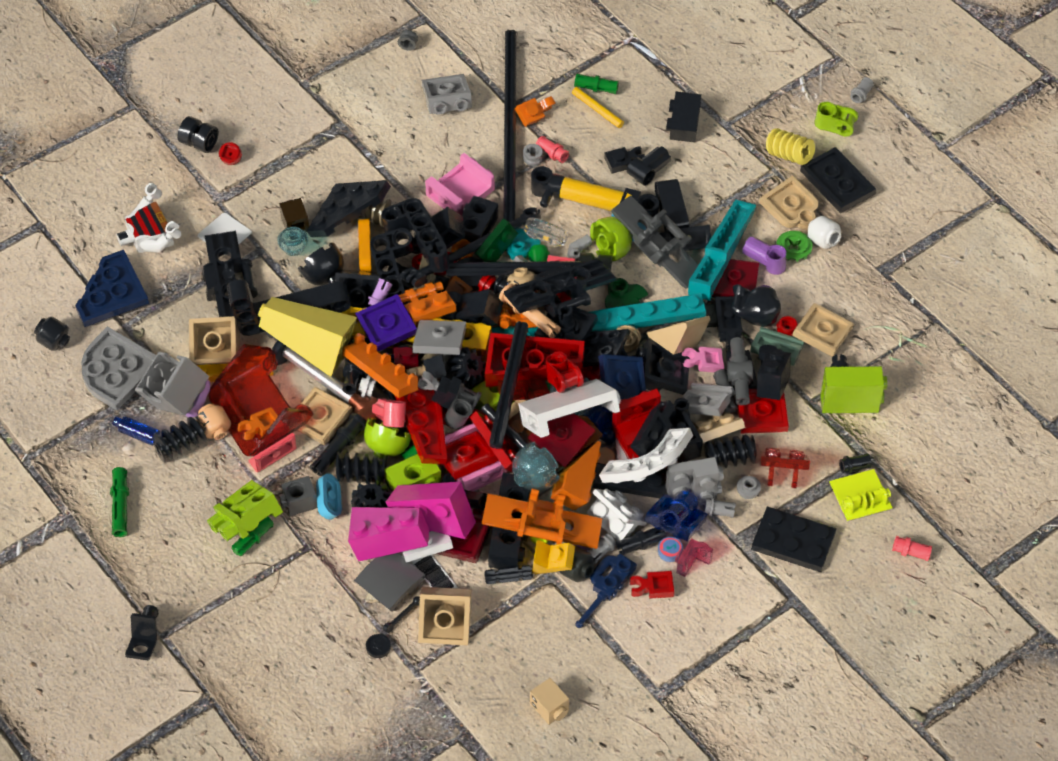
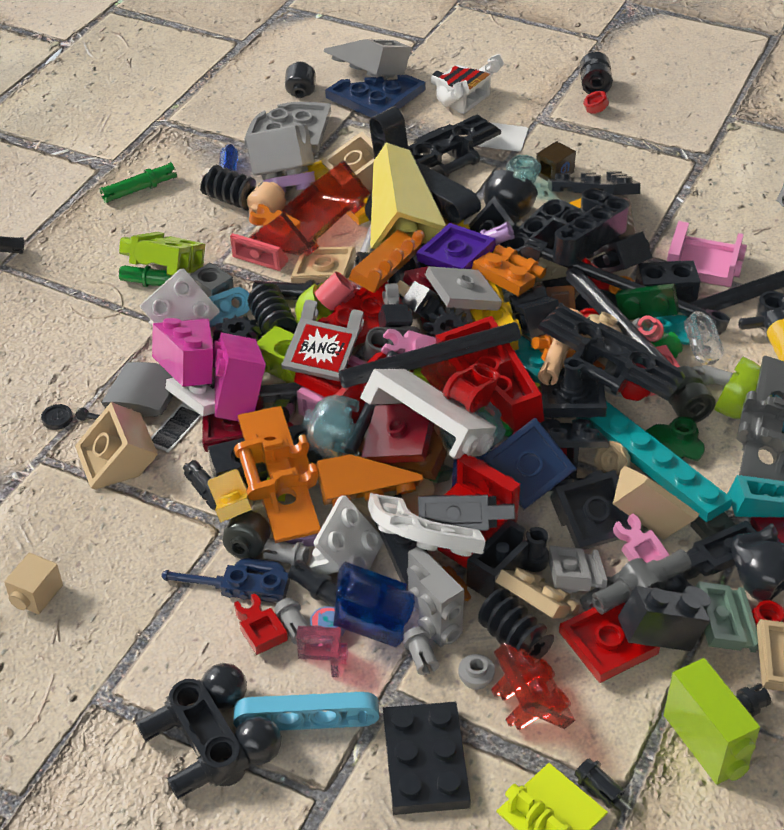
camera: 65 degrees right, 10 degrees down
(60, 268) = (374, 56): none -> light grey slope
(324, 524) = (180, 299): none -> white bracket
(442, 446) = (322, 347): none -> flag
(481, 393) = (410, 341): none -> bright pink plate
(538, 254) = (655, 333): none -> coral pin
(658, 565) = (290, 616): none -> light grey pin
(726, 638) = (254, 742): none -> black piece
(735, 584) = (307, 710): none -> medium azure beam

